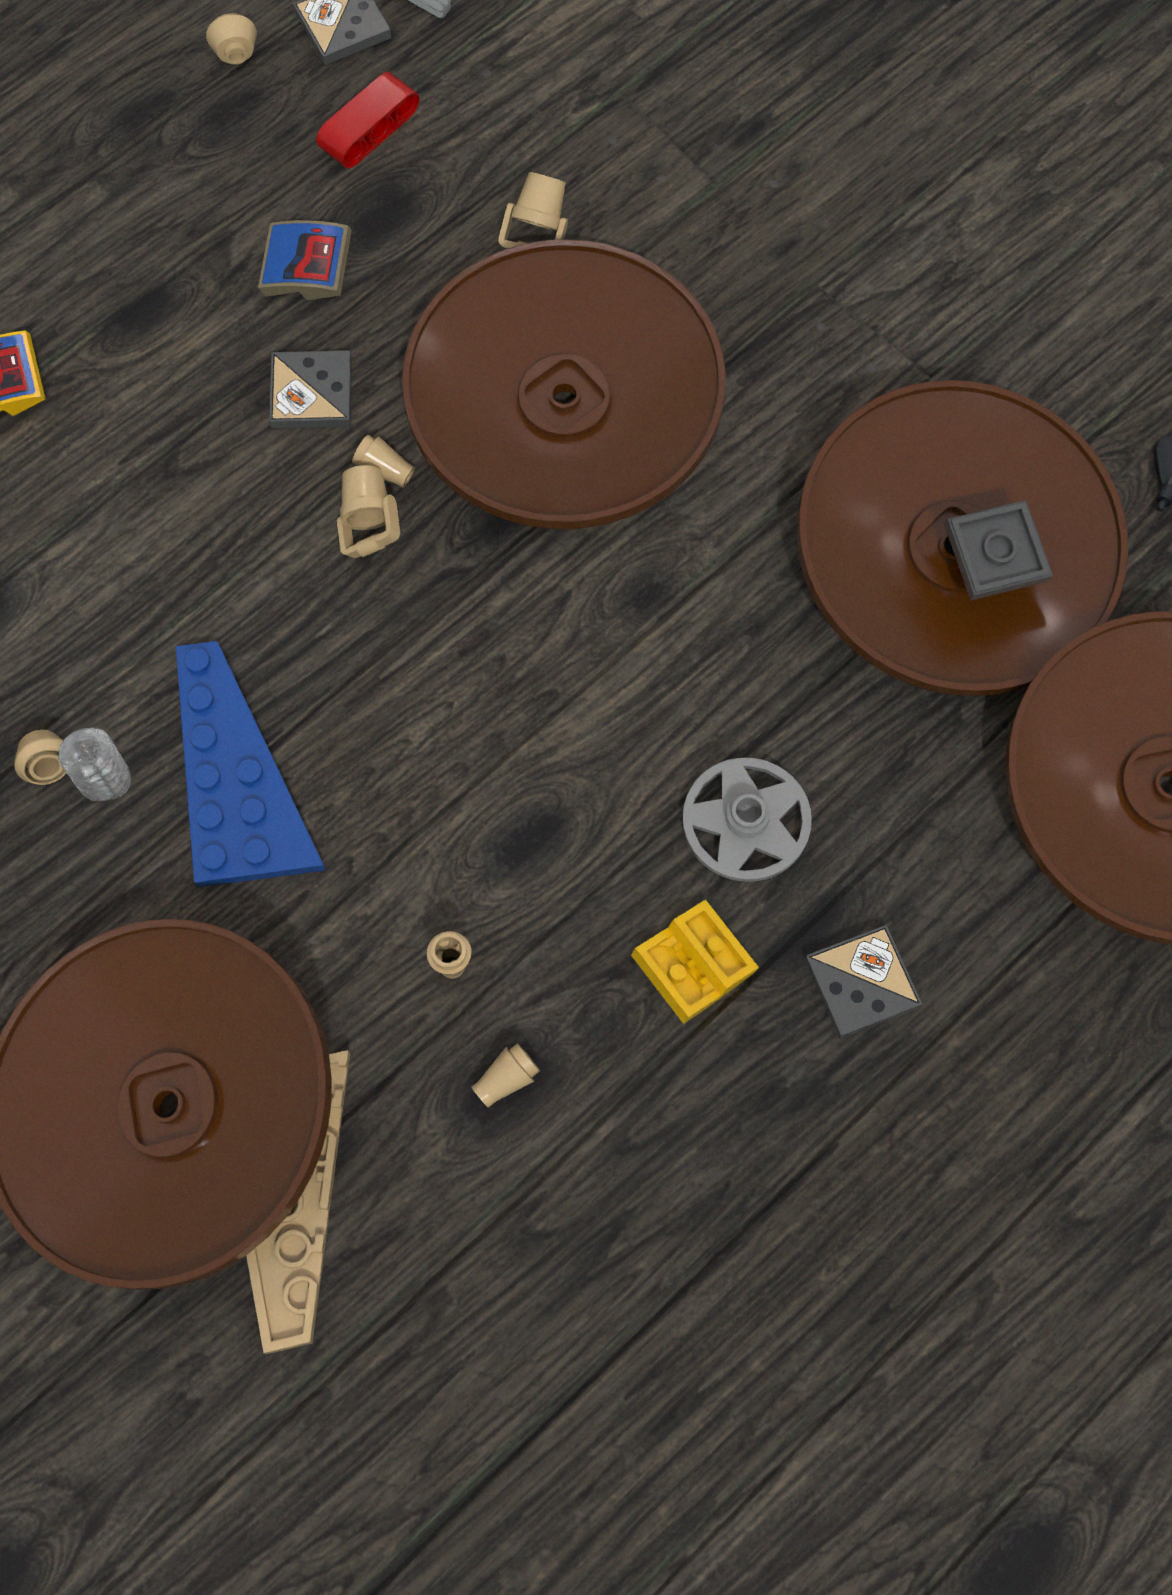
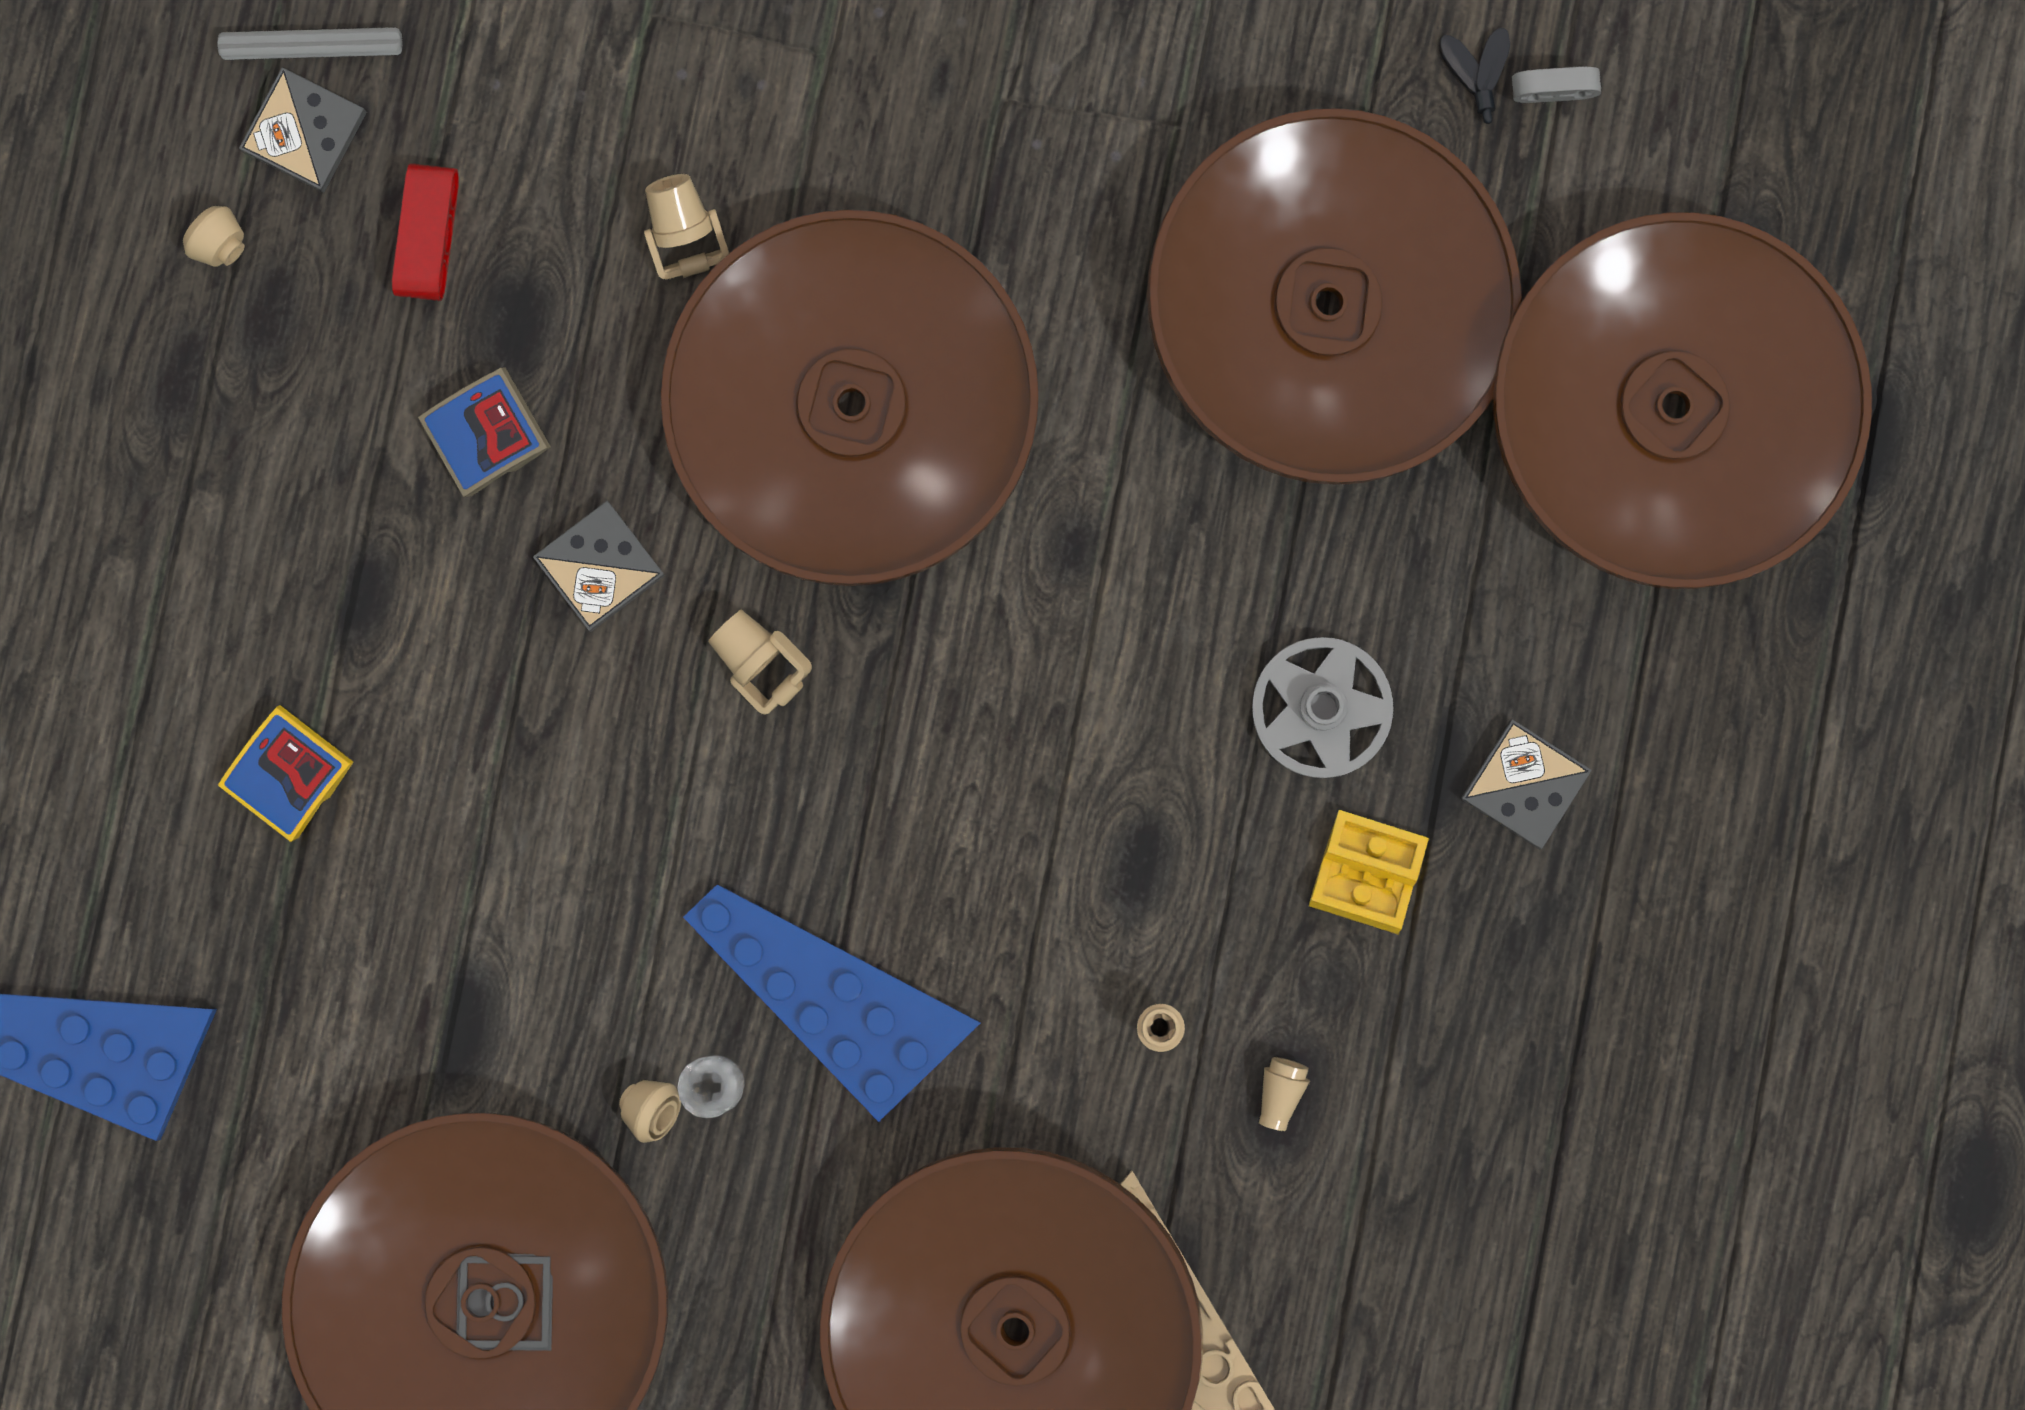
camera: 35 degrees left, 15 degrees up
(379, 454) = (727, 595): tan cone -> none
(998, 550) = (1380, 293): dark grey tile -> none

